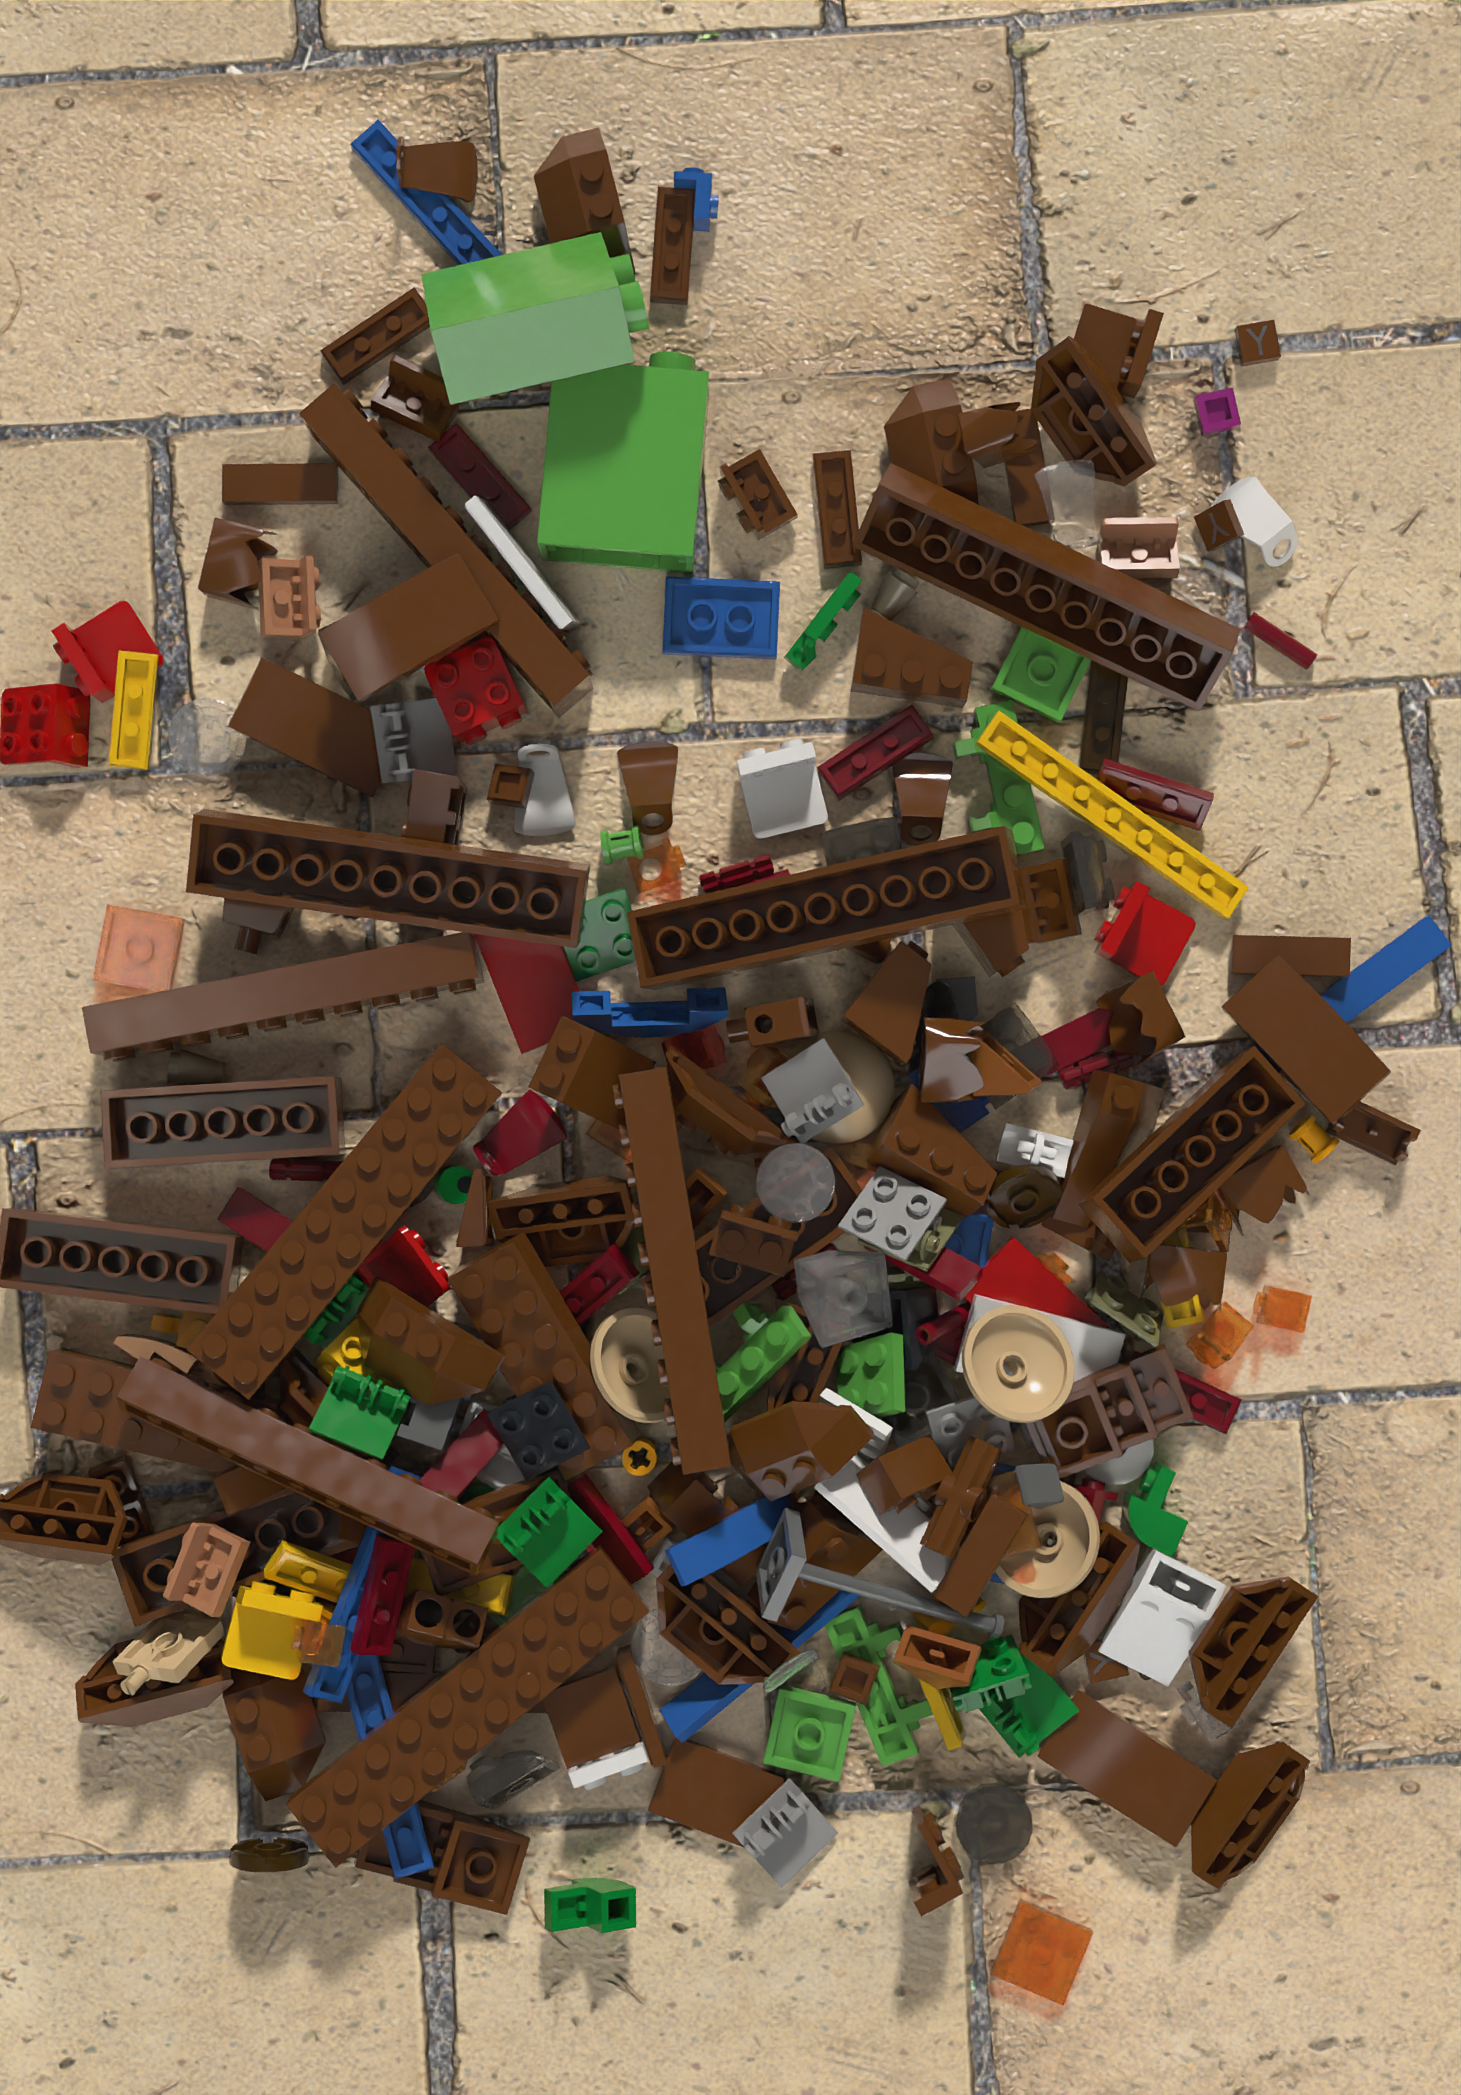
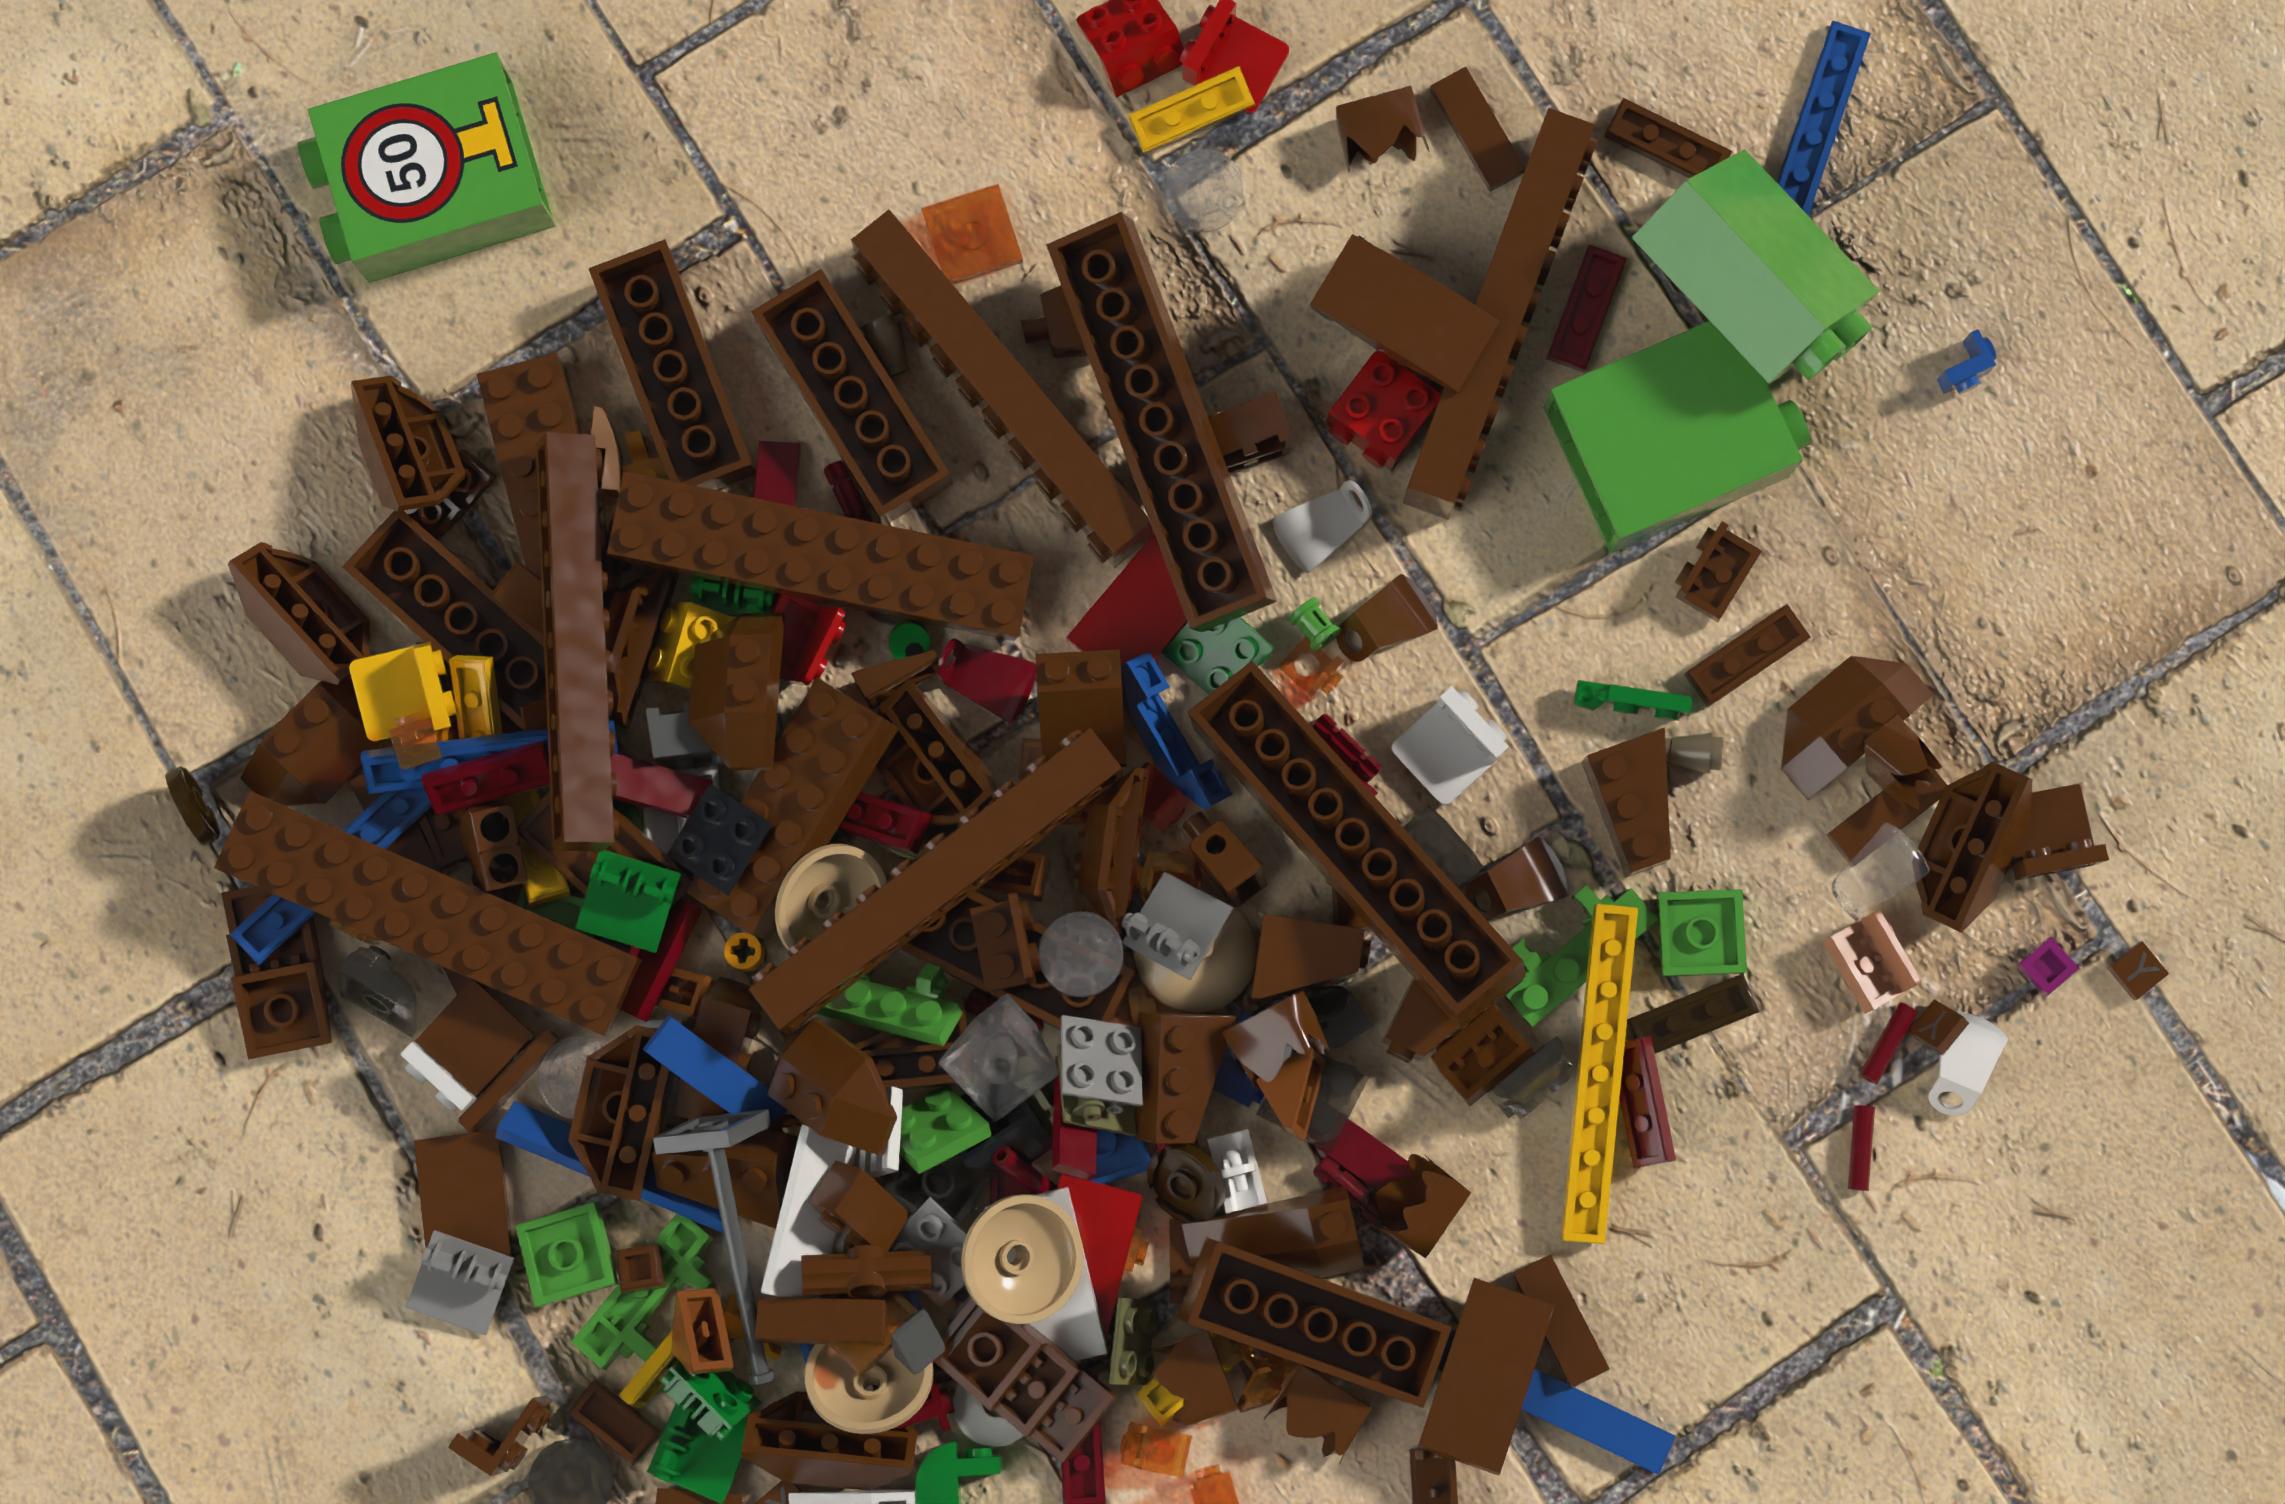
camera: 70 degrees right, 5 degrees down
(167, 1649) = (339, 608): tan plate -> none
(206, 1568) = (430, 601): nougat bracket -> none
(288, 598) = (1374, 193): nougat bracket -> none
(309, 726) = (1268, 284): reddish brown slope -> none
(360, 1412) = (648, 664): green hinge -> none
(412, 738) = (1305, 376): light grey hinge -> none
(415, 399) = (1623, 206): reddish brown bracket -> none
(438, 168) = (1856, 112): reddish brown piece -> none
(510, 786) = (1312, 491): reddish brown tile -> none
(521, 563) = (1525, 387): white tile -> none
(581, 193) = (1907, 256): reddish brown wedge -> none
(590, 1902) = (298, 1132): green brick -> none
(672, 246) = (1908, 367): reddish brown tile -> none
(721, 618) = (1582, 602): blue tile -> none
(787, 1672) = (620, 1203): clear piece -> none
(875, 752) = (1535, 816): dark red tile -> none
(964, 1765) = (614, 1422): none -> reddish brown tile
(1046, 587) = (1781, 890): reddish brown brick -> none
(1144, 934) = (1503, 1166): red bracket -> none
(1209, 572) = (1888, 1043): none -> dark red piece
(1313, 1138) = (1396, 1438): light orange bush -> none

